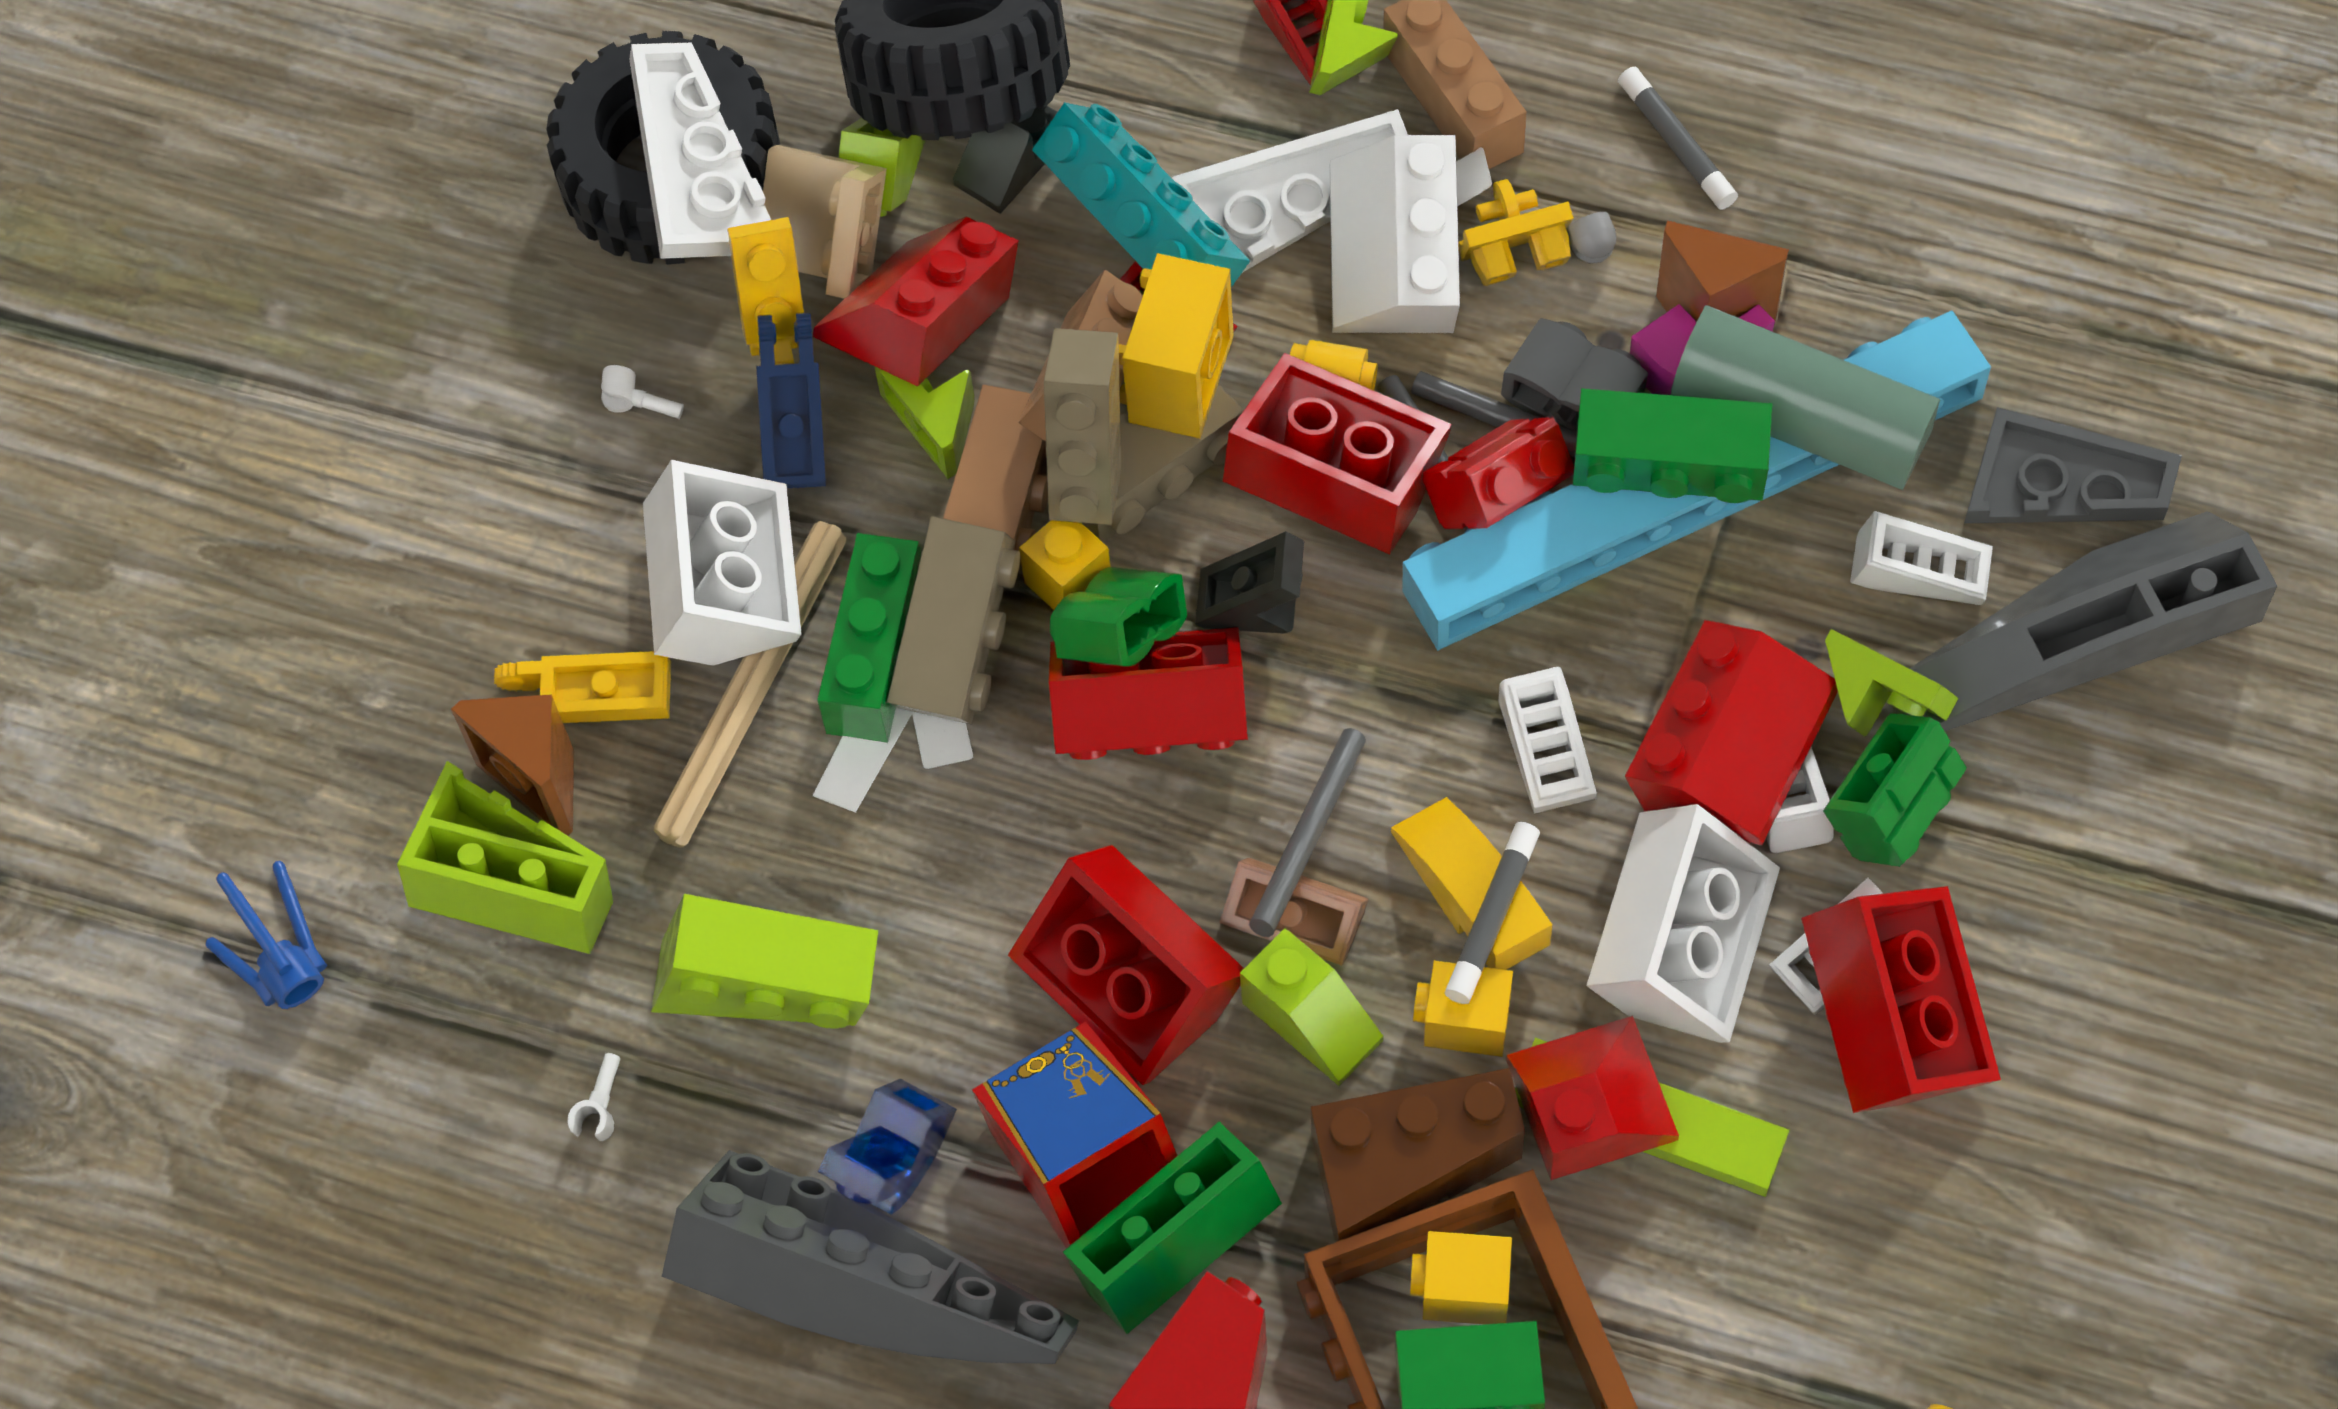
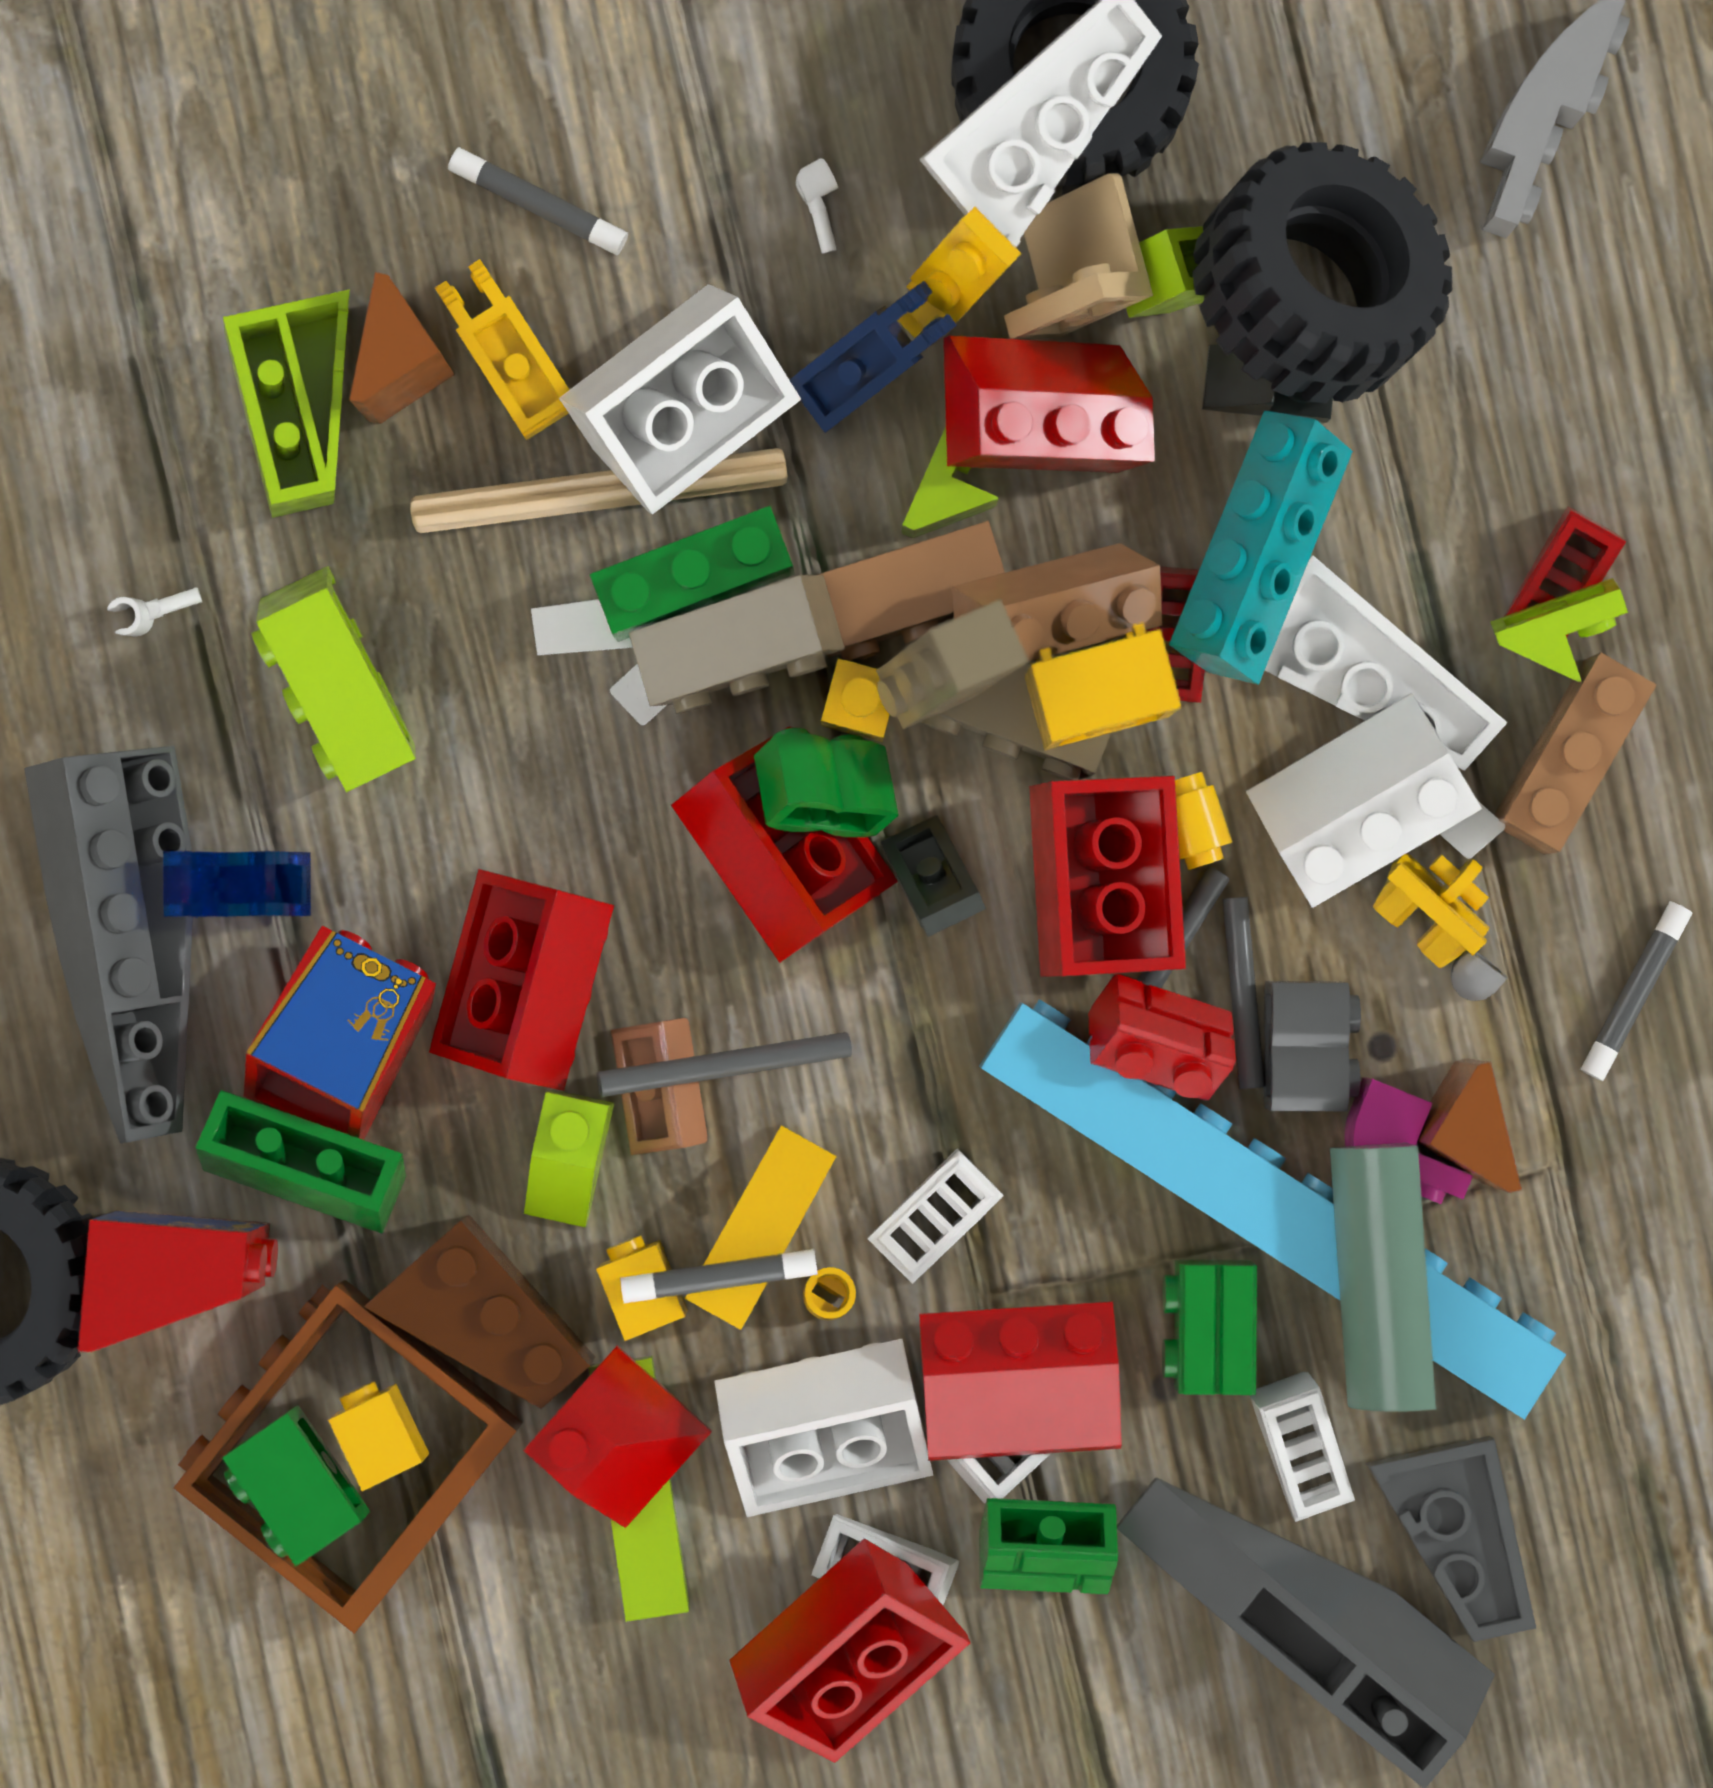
camera: 55 degrees right, 25 degrees up
(286, 971) = (106, 271): blue plant -> none
(480, 604) = (537, 201): none -> dark grey bar
(1559, 858) = (835, 1282): none -> yellow hinge
(1672, 445) = (1262, 1187): green brick -> none
(1774, 571) = (1212, 1327): none -> green brick
(1869, 678) = (1149, 1467): lime slope -> none

